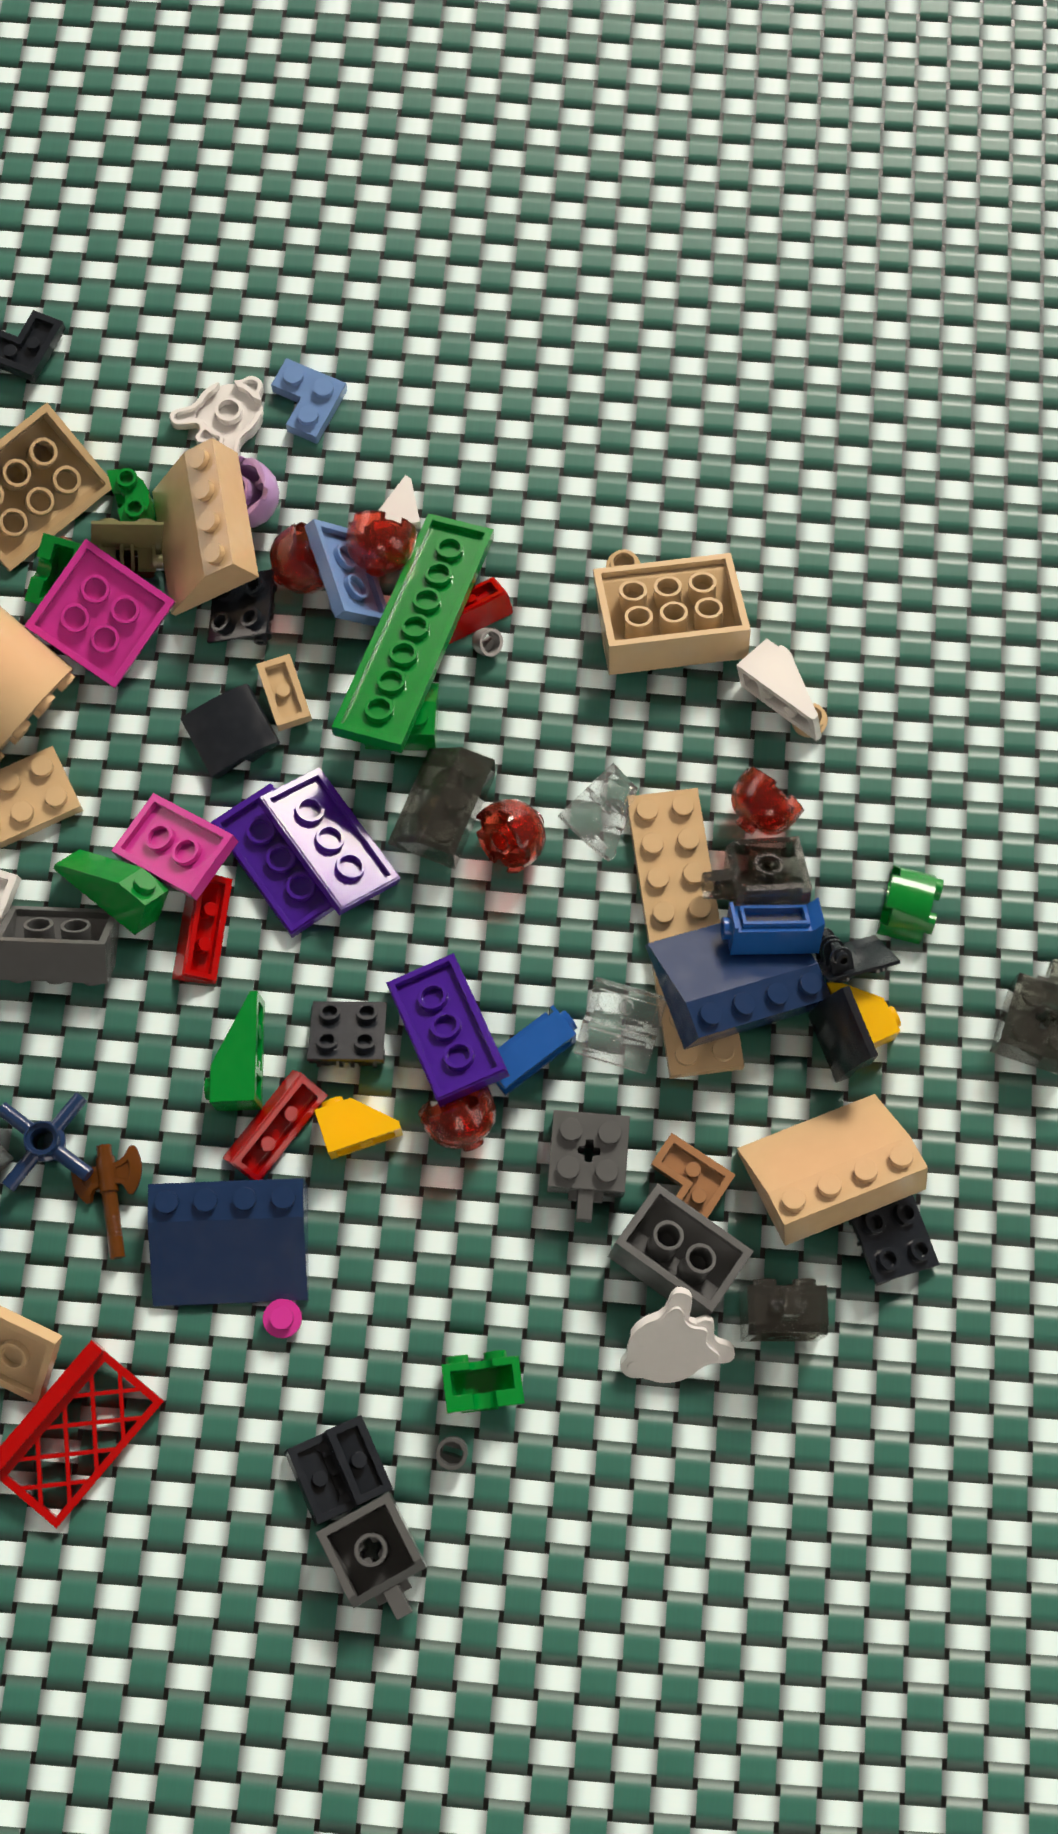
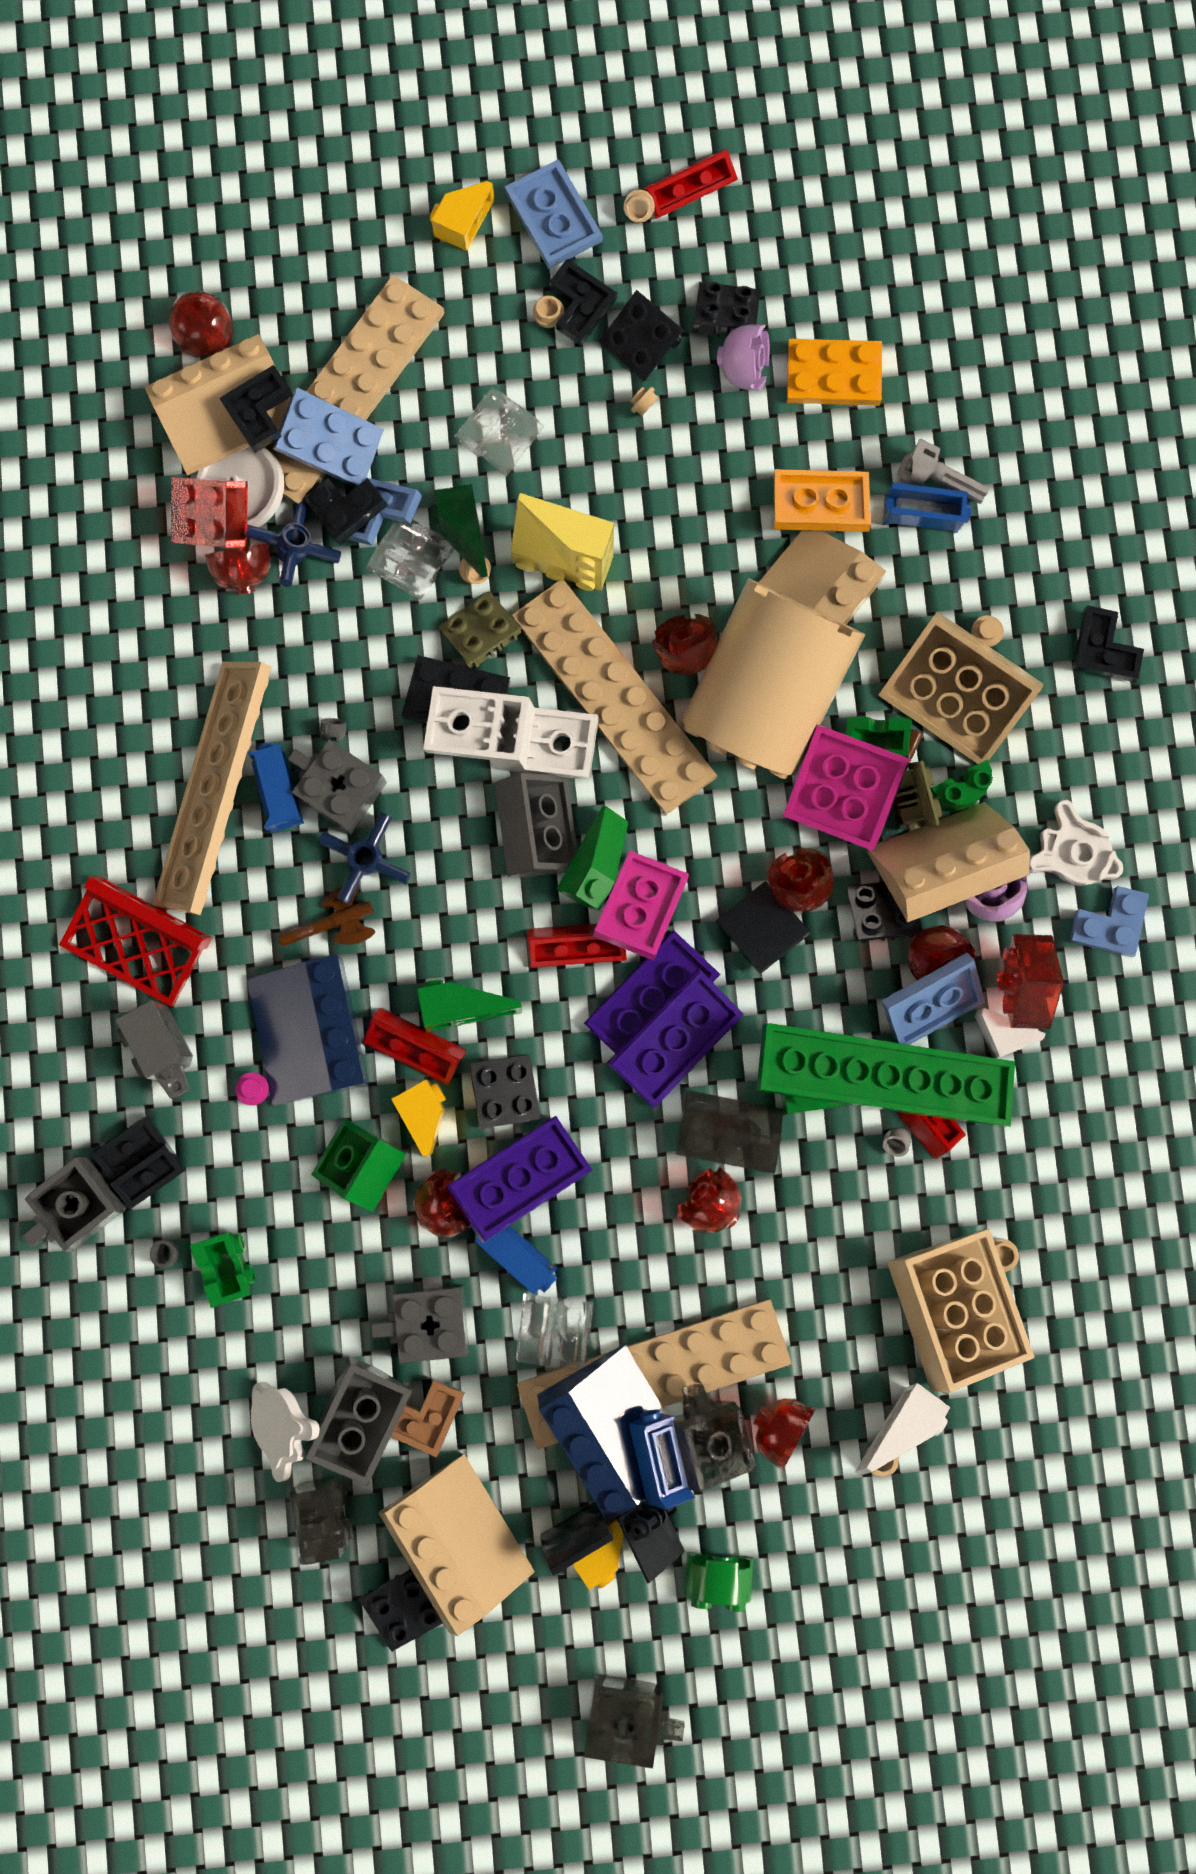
camera: 80 degrees right, 10 degrees up
(188, 676) = (801, 880): none -> clear red cylinder
(206, 1416) = (157, 1046): none -> dark grey hinge
(284, 692) = (809, 967): tan plate -> none
(348, 473) = (1030, 981): none -> clear red brick
(380, 543) = (967, 1024): clear red cylinder -> none
(394, 1208) = (358, 1165): none -> green slope
(602, 811) = (752, 1278): clear slope -> none

